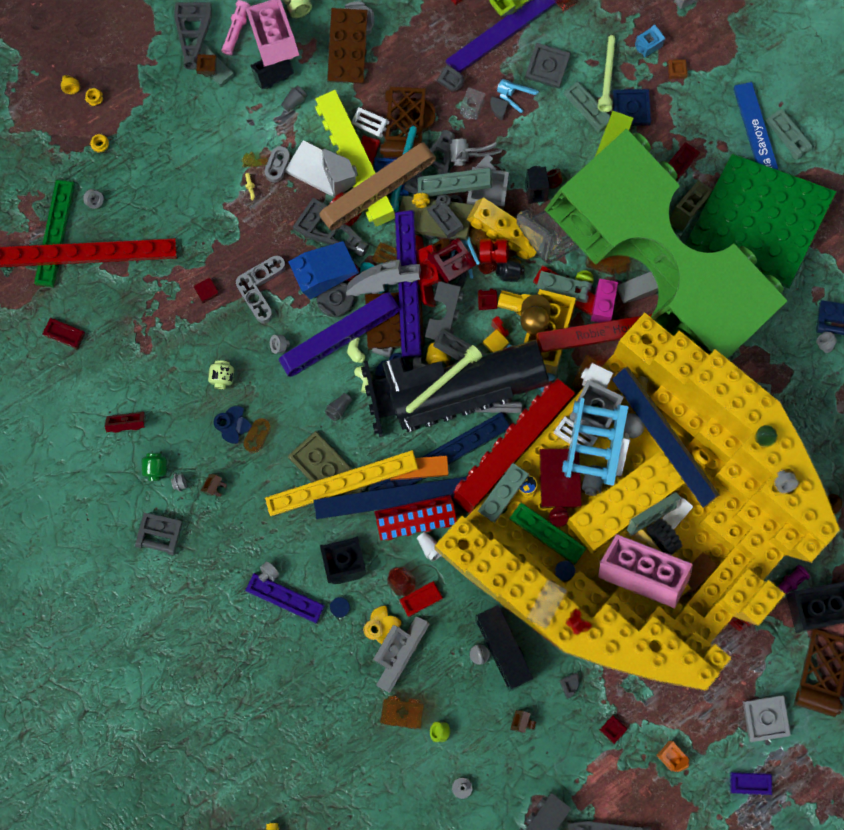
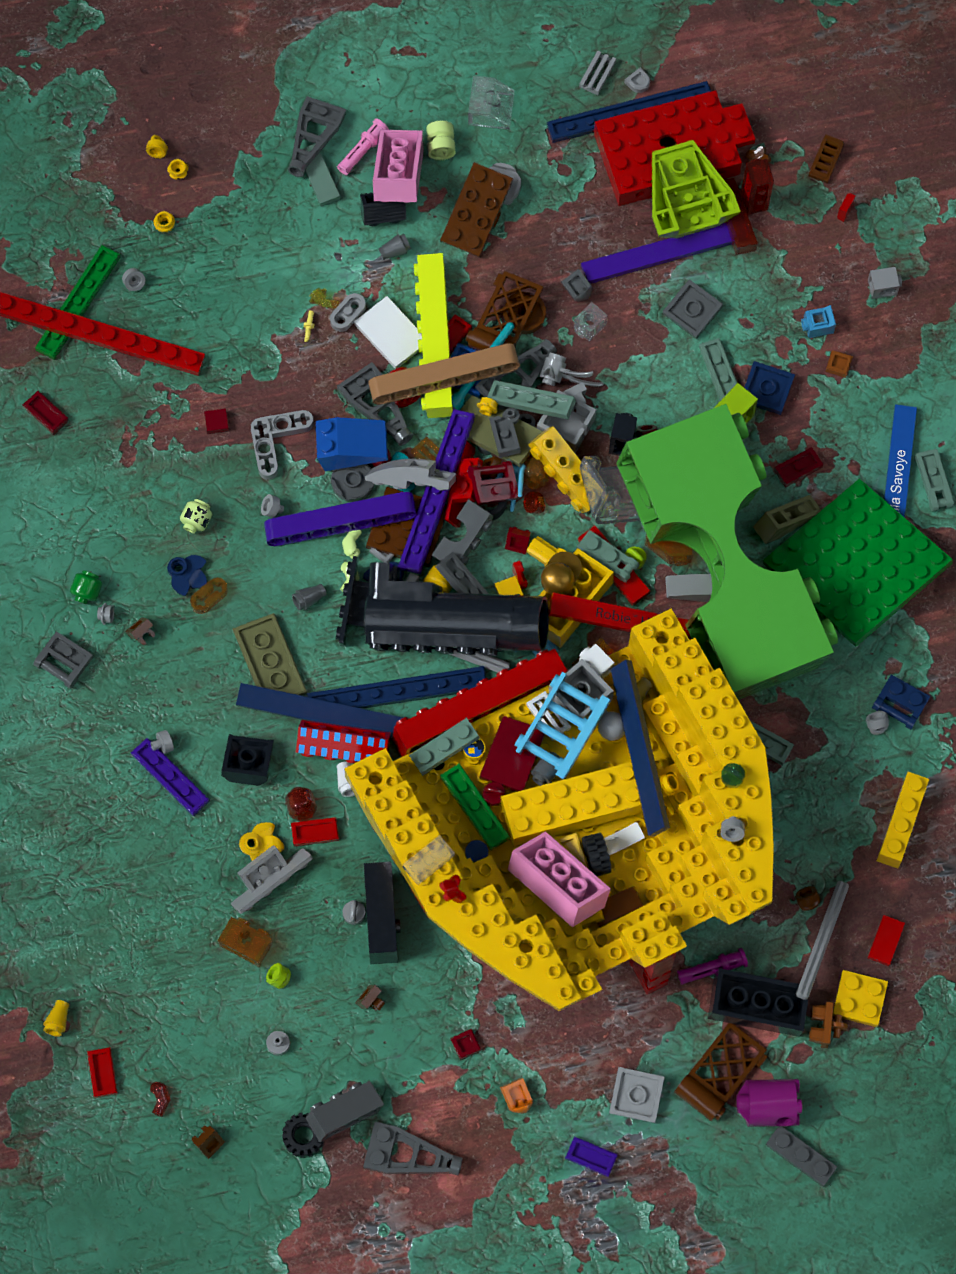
camera: 20 degrees right, 5 degrees down
(122, 422) = (74, 529): dark red plate -> none
(206, 65) = (312, 177): reddish brown tile -> none
(338, 171) = (409, 343): light grey slope -> none
(339, 607) = (224, 808): dark blue tile -> none
(342, 483) = (279, 677): yellow tile -> none
(381, 128) = (477, 312): white tile -> none
(428, 467) = (368, 692): orange tile -> none
(472, 355) = (468, 588): yellowish green piece -> none
(494, 250) = (543, 488): red wheel -> none
(498, 107) = (619, 336): dark grey tile -> none
(507, 88) = (637, 319): medium azure plant -> none
(510, 271) = (556, 516): black head -> none
(570, 685) = (439, 981): dark grey tile -> none
(604, 301) = (644, 586): dark pink brick -> none
(605, 102) = (739, 371): yellowish green piece -> none
(623, 452) = (586, 751): white tile -> none
(653, 513) = (595, 824): sand green tile -> none

